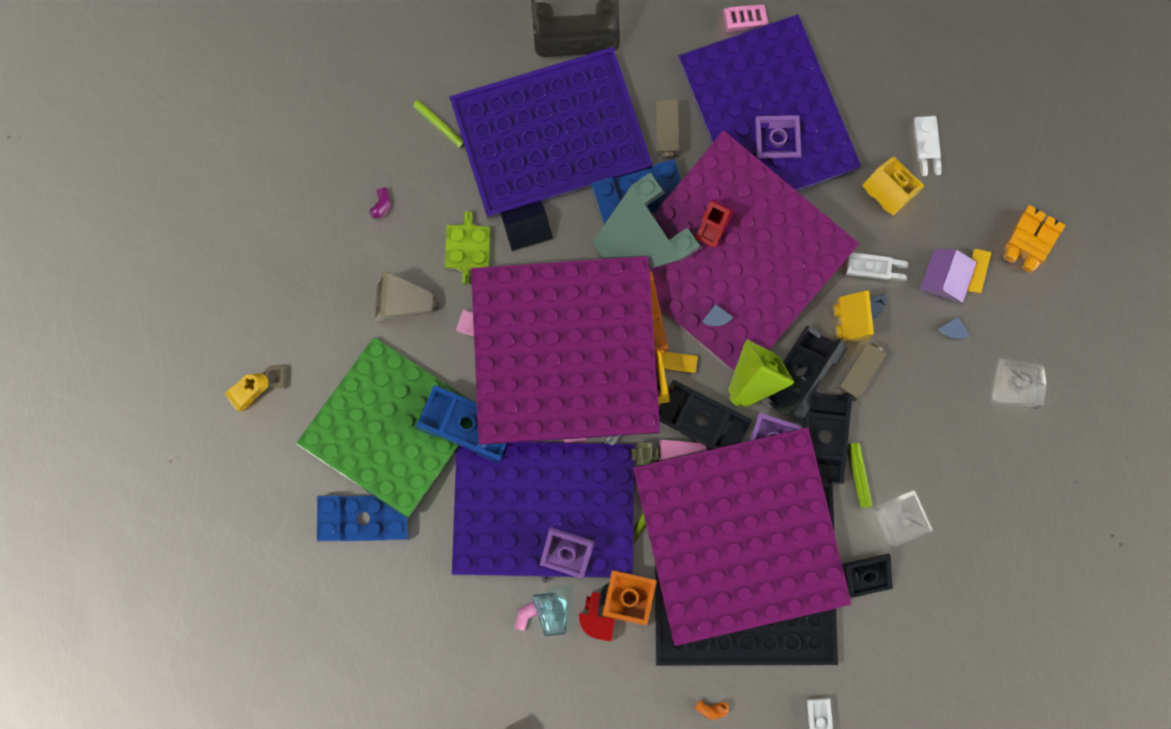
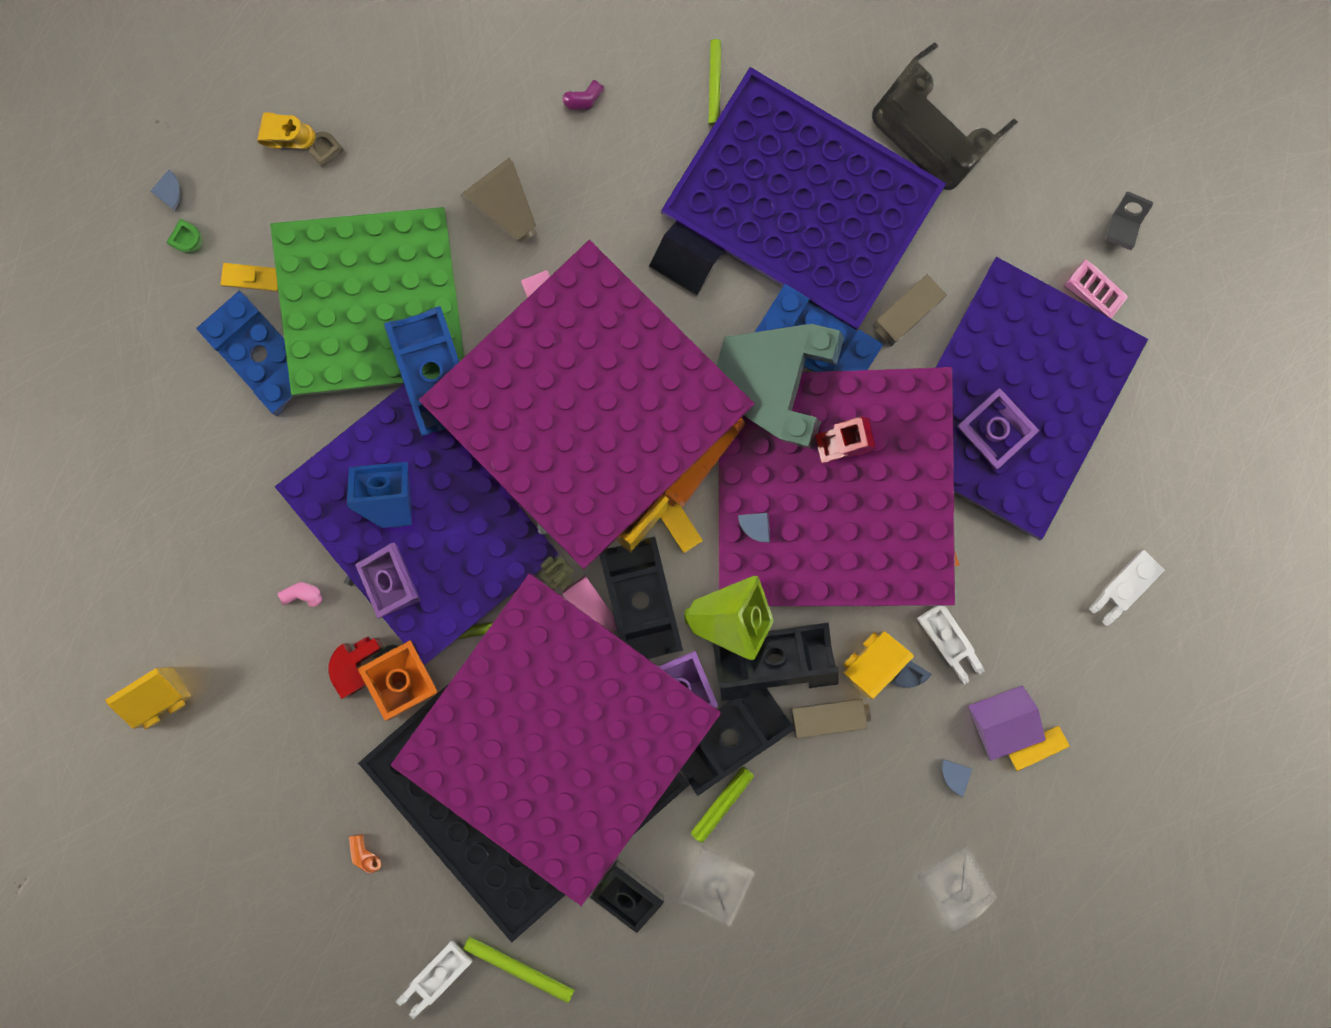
camera: 50 degrees right, 5 degrees up
(218, 488) = (168, 190): none -> sand blue tile
(255, 503) = (185, 237): none -> bright green tile
(312, 485) = (249, 277): none -> yellow piece
(467, 247) = (614, 218): lime plate -> none
(512, 512) = (381, 493): none -> blue slope
(551, 613) = (322, 617): clear light blue slope -> none
(856, 675) = (518, 969): none -> lime piece
(892, 185) = (1051, 587): yellow slope -> none
(1030, 246) = (1110, 778): light orange hips -> none

